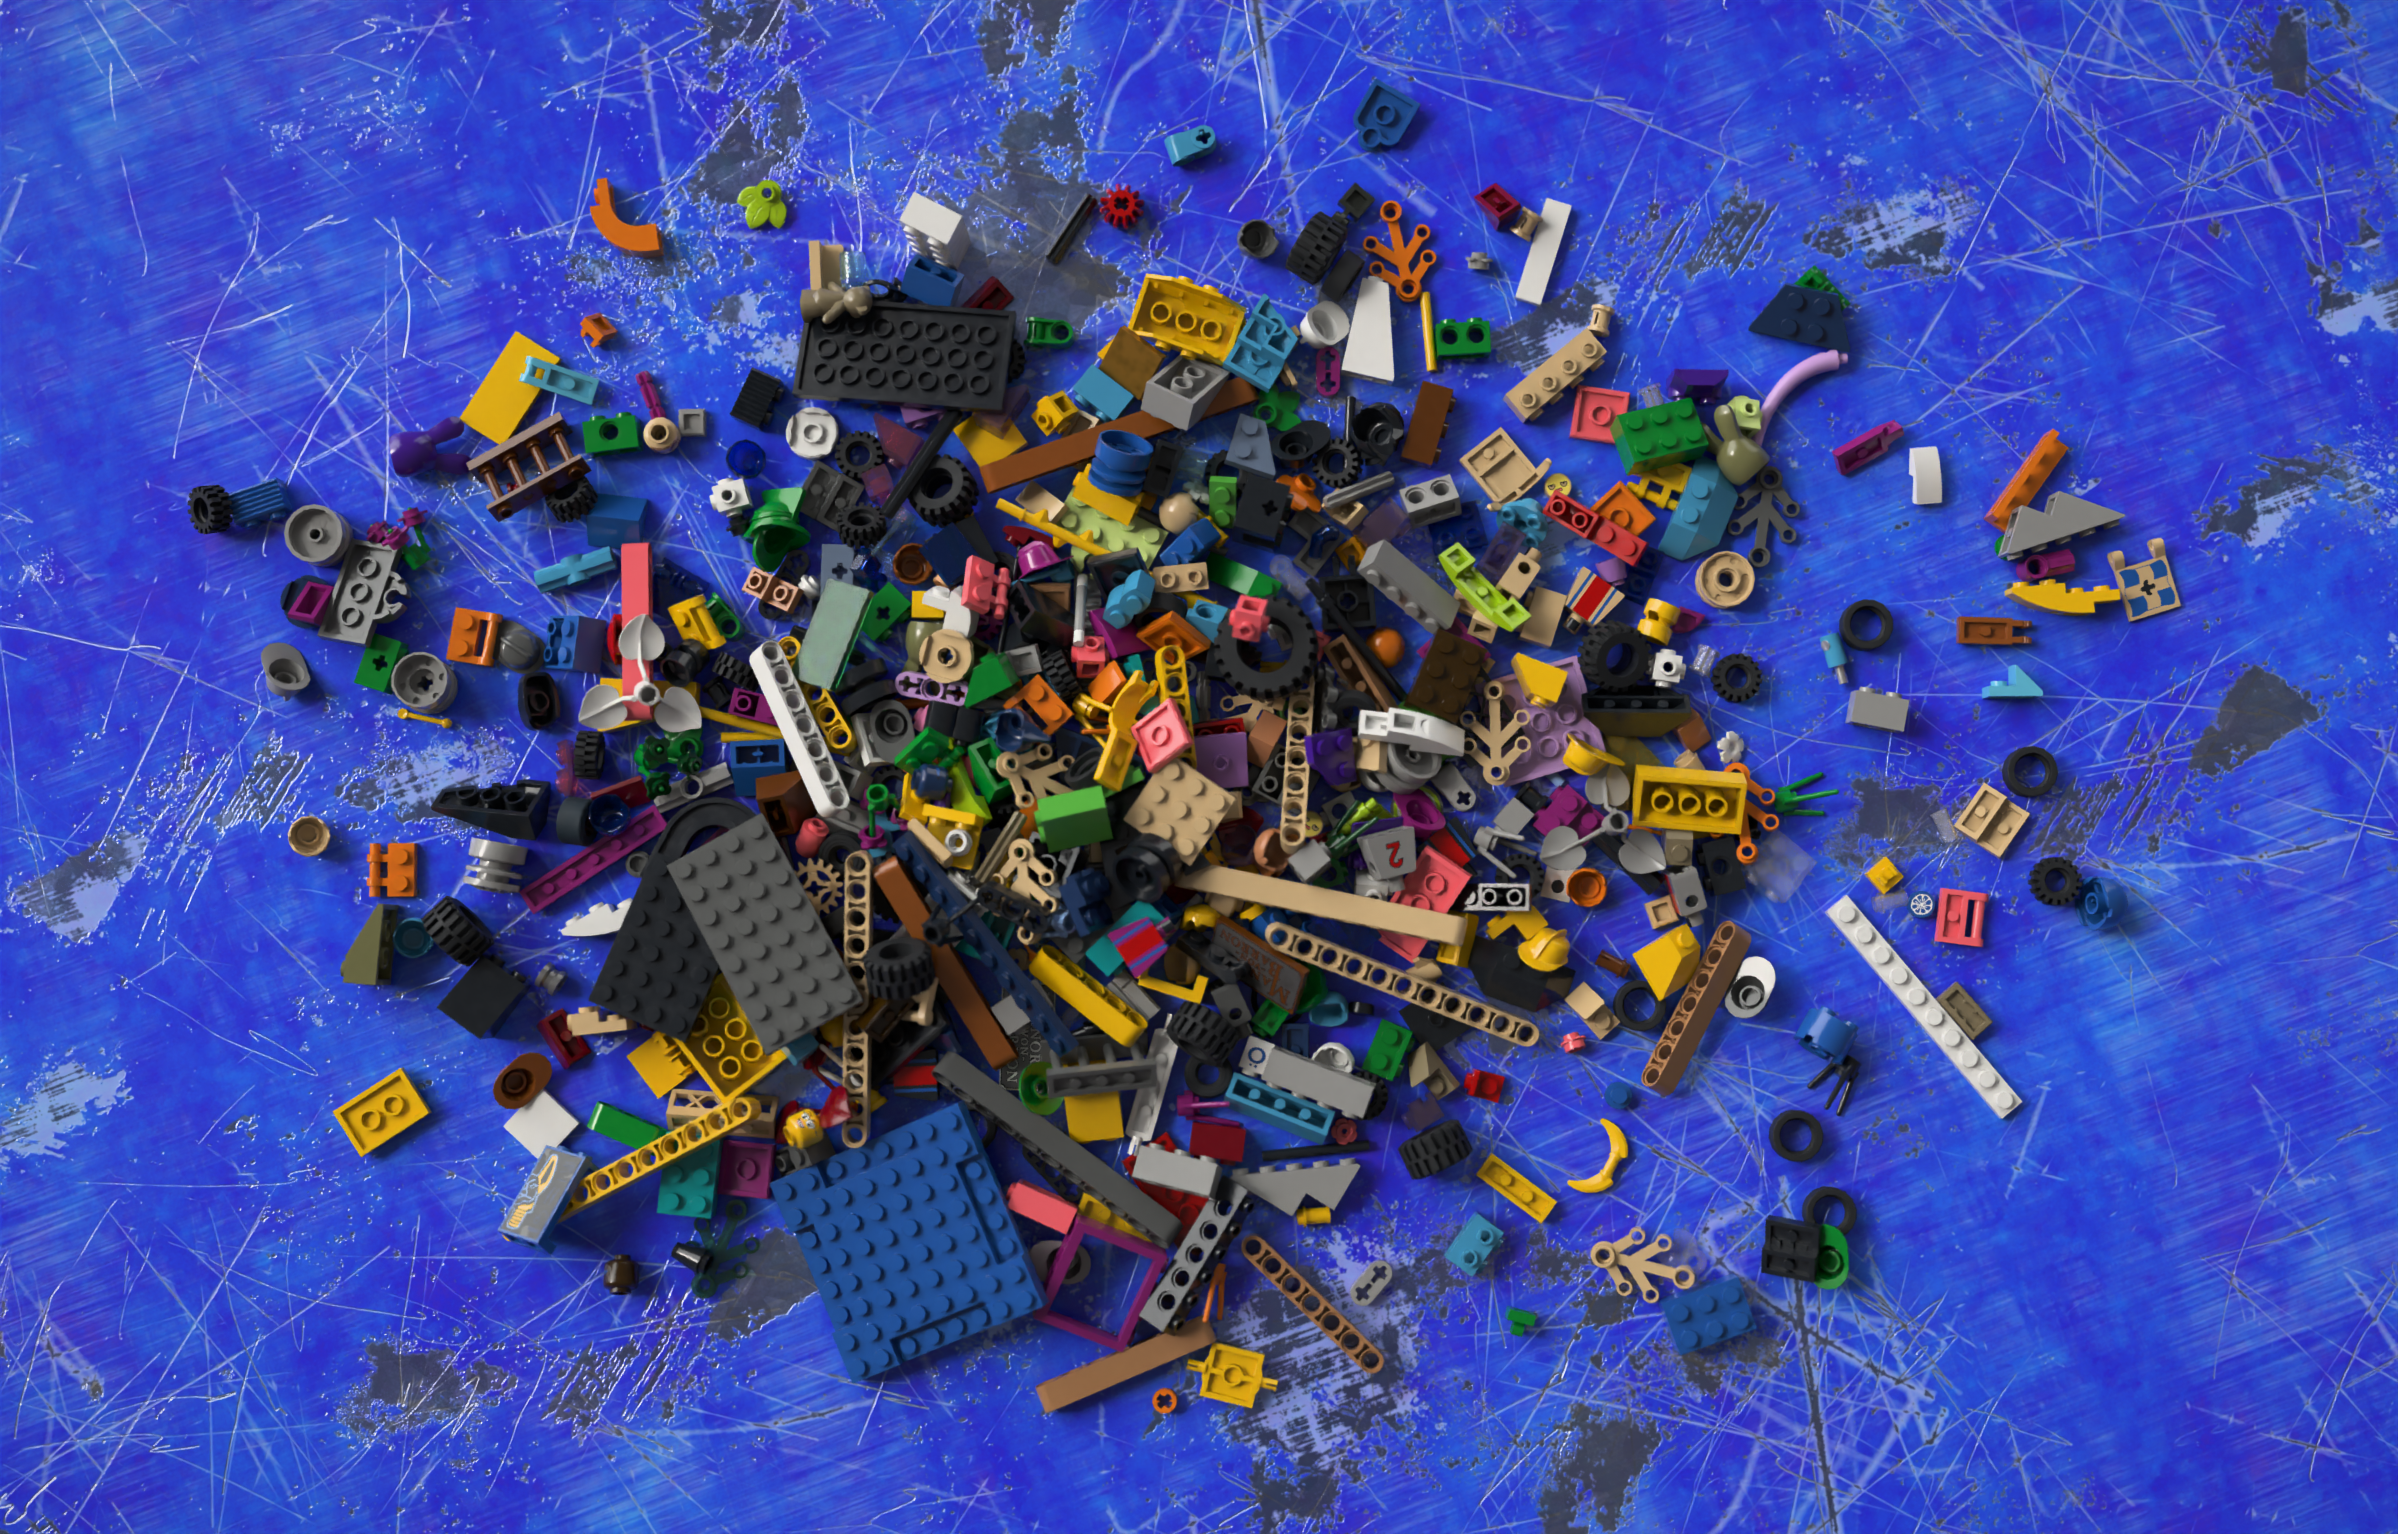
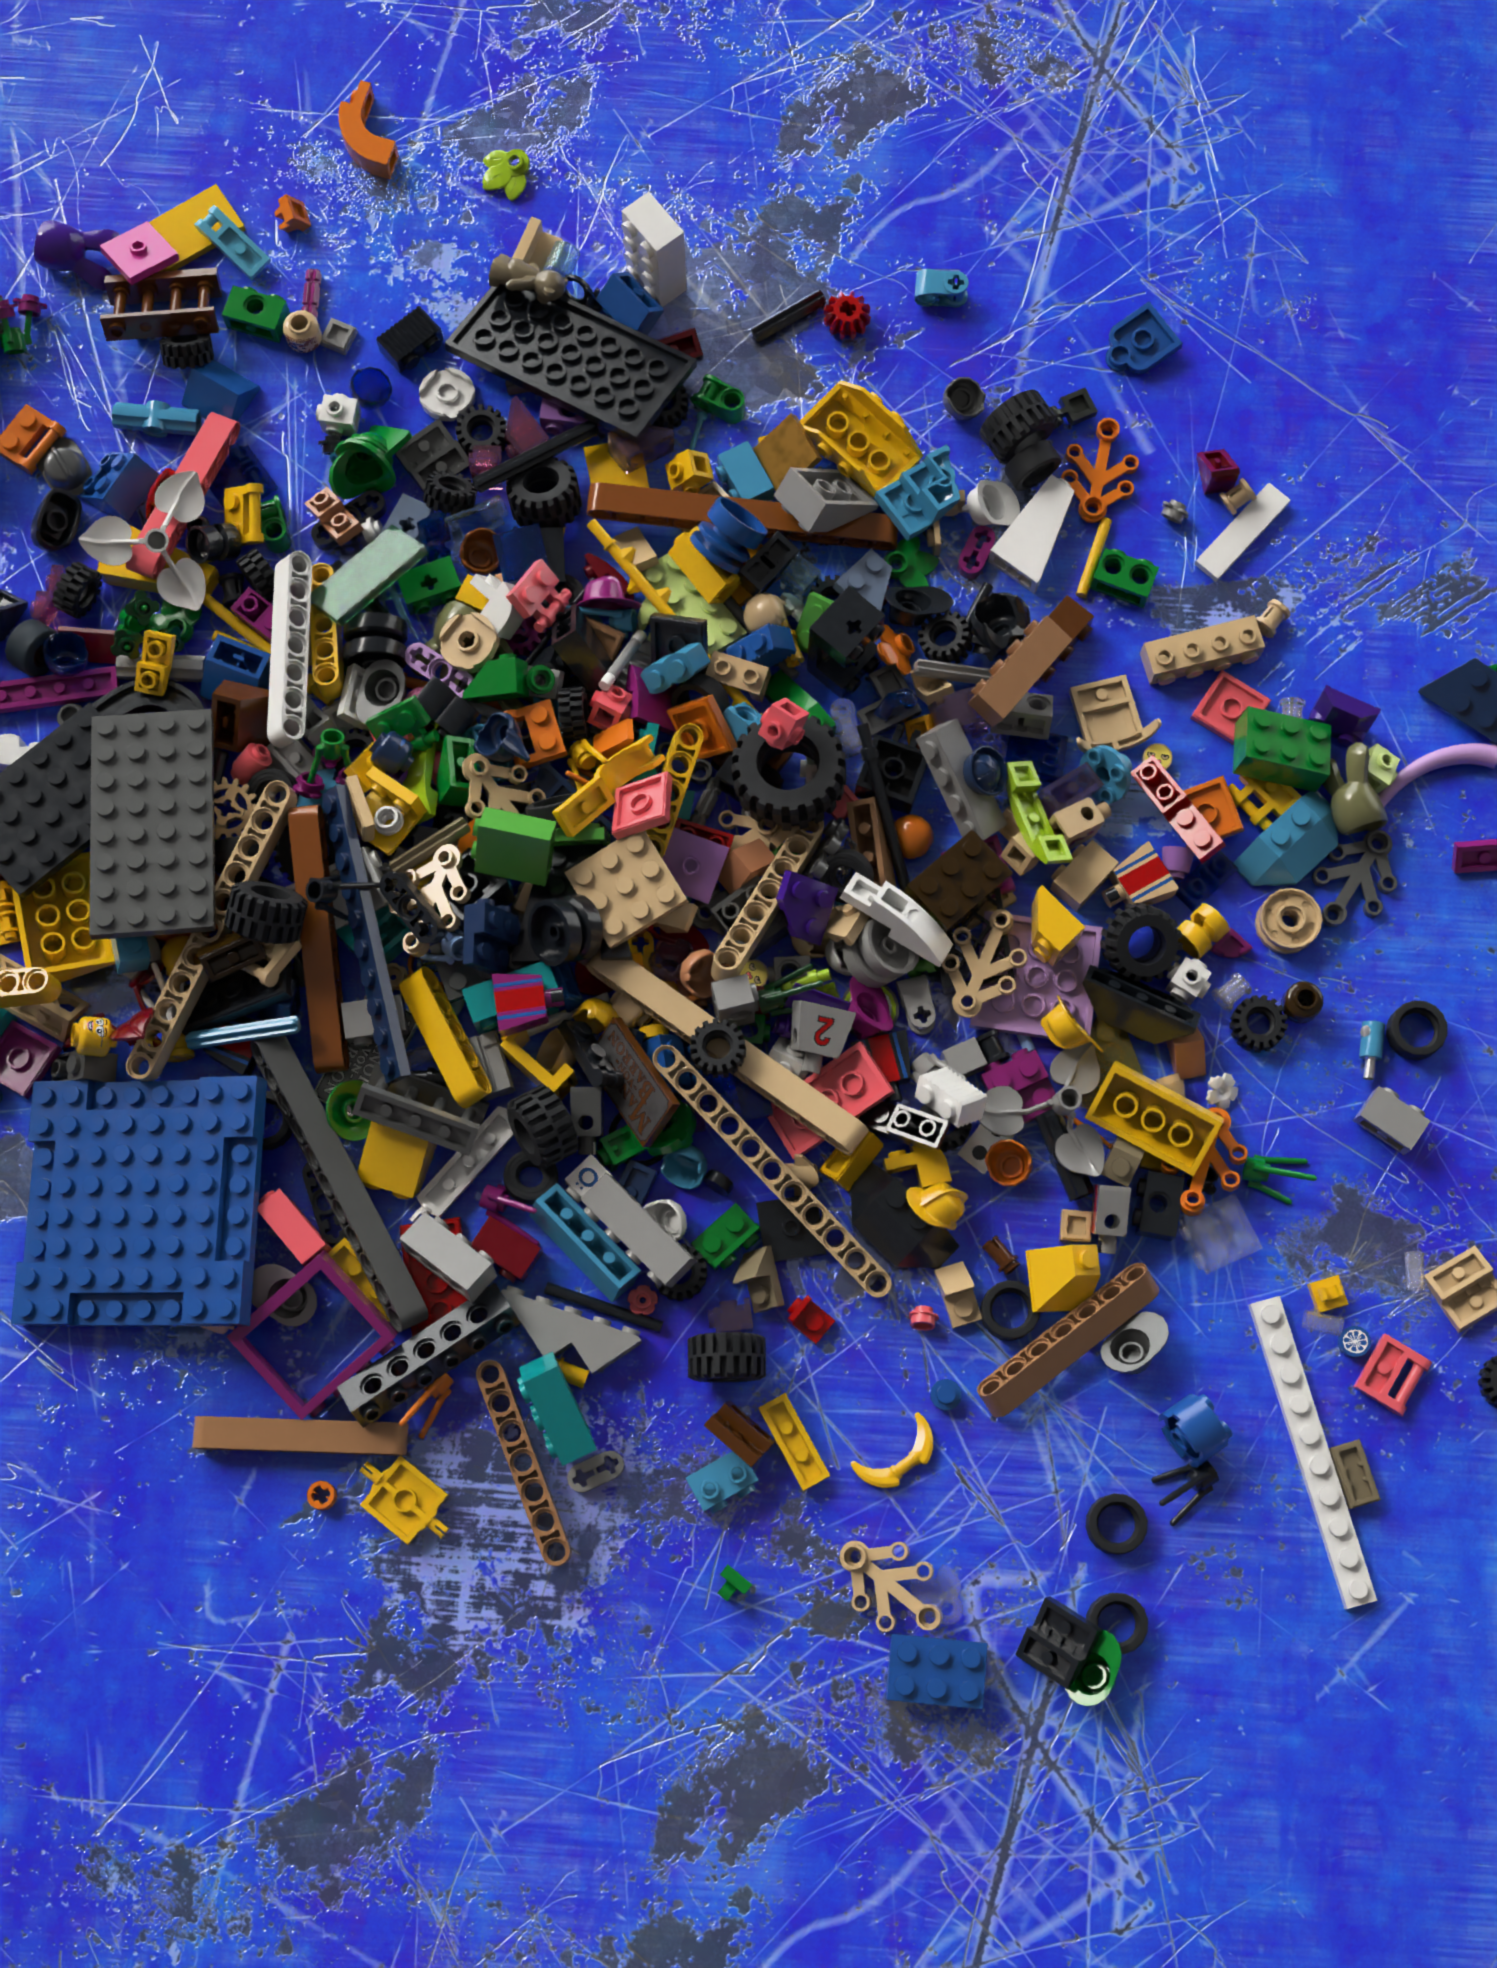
camera: 20 degrees right, 10 degrees down
(485, 428) = (139, 253): none -> plate
(690, 790) = (156, 663): none -> yellow slope
(923, 1068) = (243, 1032): none -> dark azure axle
(1029, 659) = (548, 676): none -> green plate
(1039, 354) = (701, 417): none -> dark azure hinge
(1317, 893) = (723, 1065): none -> black tyre
(1320, 1253) = (555, 1409): none -> teal brick
(1416, 471) = (1019, 671): none -> medium nougat brick
(1426, 572) = (985, 771): none -> dark blue hat
(1472, 1202) = (740, 1433): none -> reddish brown slope
(1520, 859) = (951, 1096): none -> white brick
(1769, 638) = (1310, 1002): none -> dark brown head

